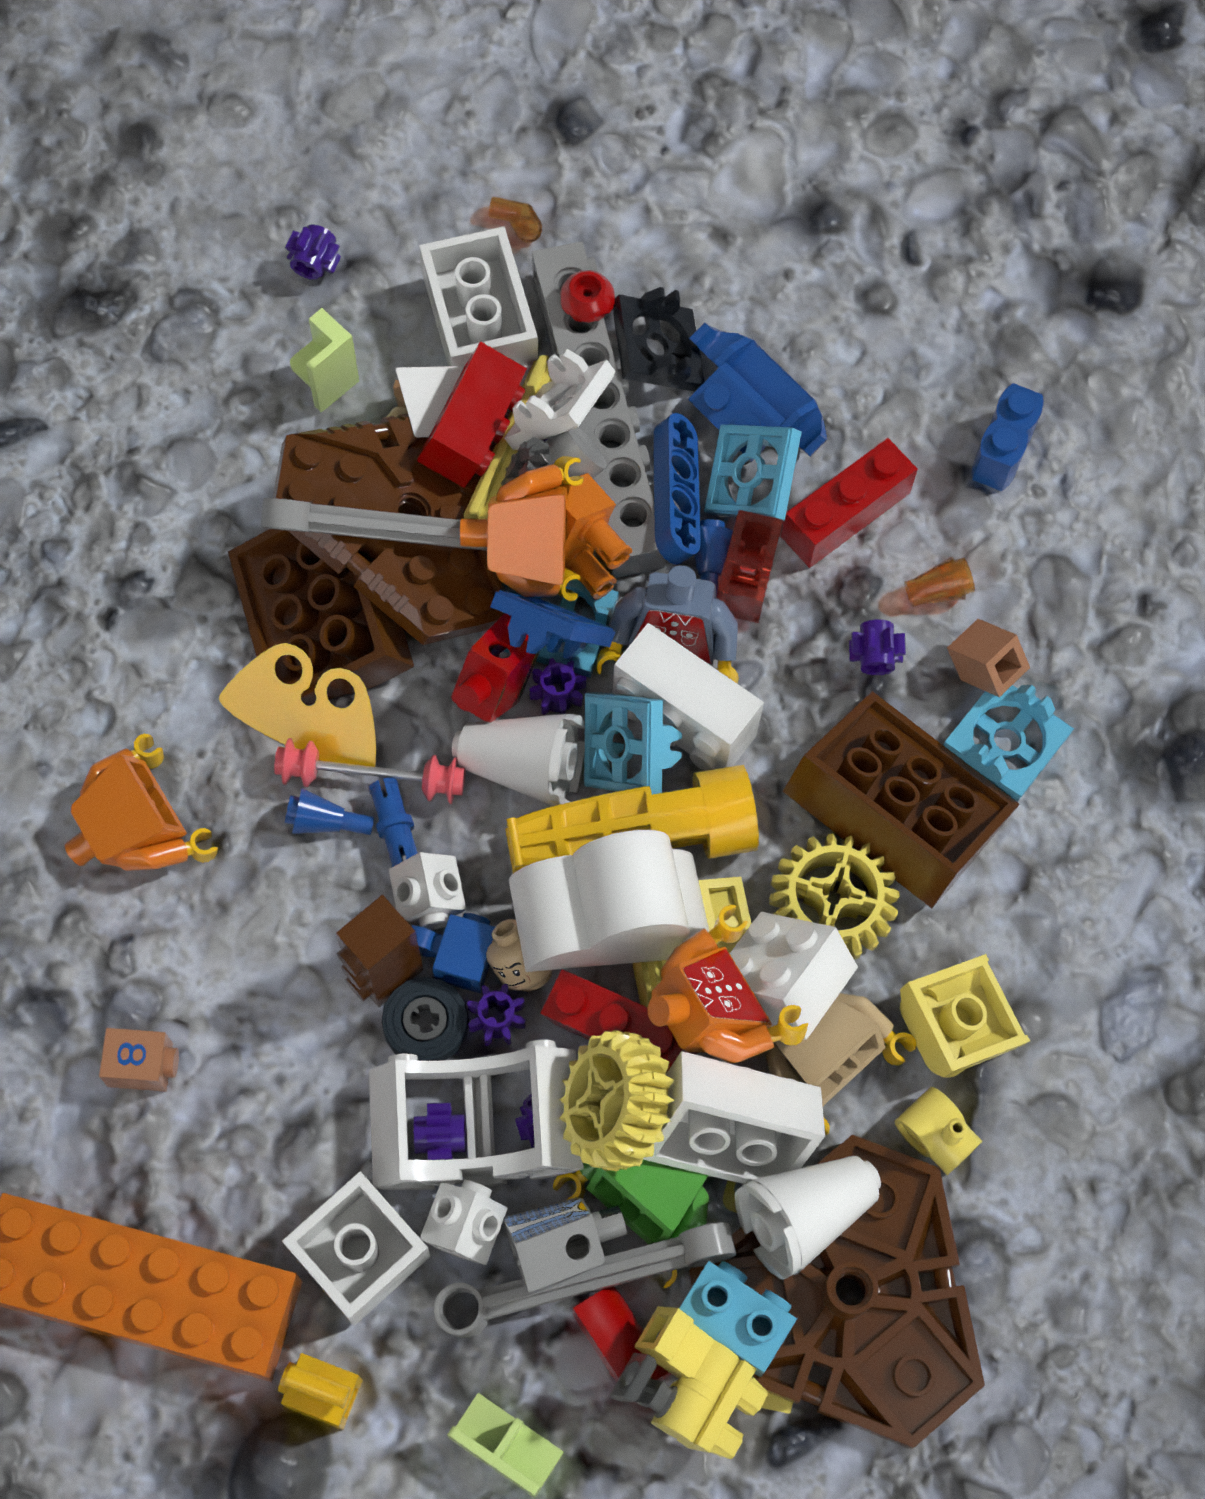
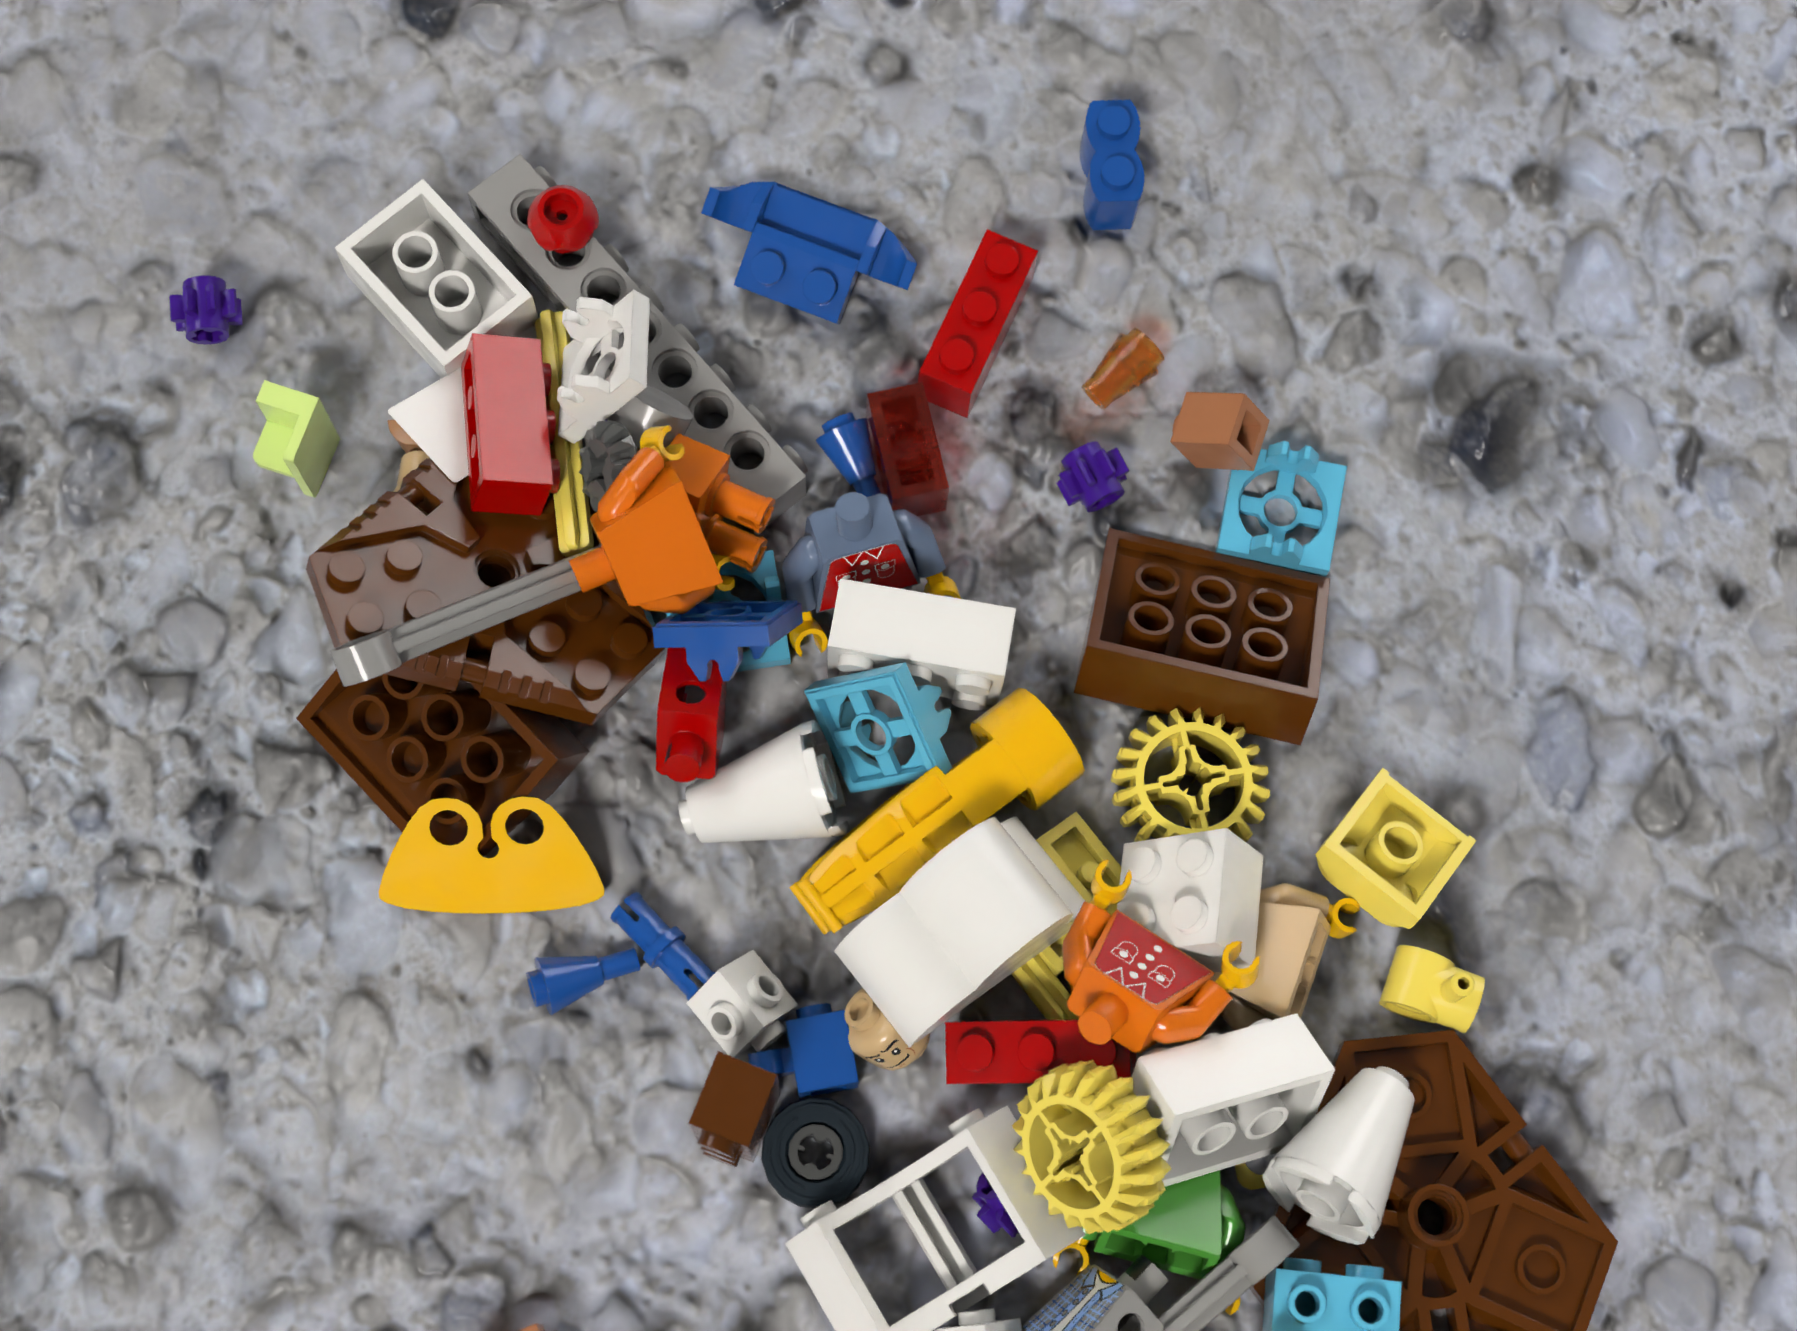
camera: 30 degrees left, 5 degrees up
(128, 817) = (353, 1092): orange torso -> none
(306, 763) = (524, 927): coral axle -> none
(439, 1132) = (902, 1274): dark purple gear -> none
(489, 1025) = (896, 1122): dark purple gear -> none
(520, 215) = (426, 153): clear orange arm -> none
(564, 676) = (766, 680): dark purple gear -> none
(637, 359) = (645, 254): black piece -> none
(676, 530) = (804, 445): blue beam -> none
(730, 441) = (810, 317): medium azure piece -> none

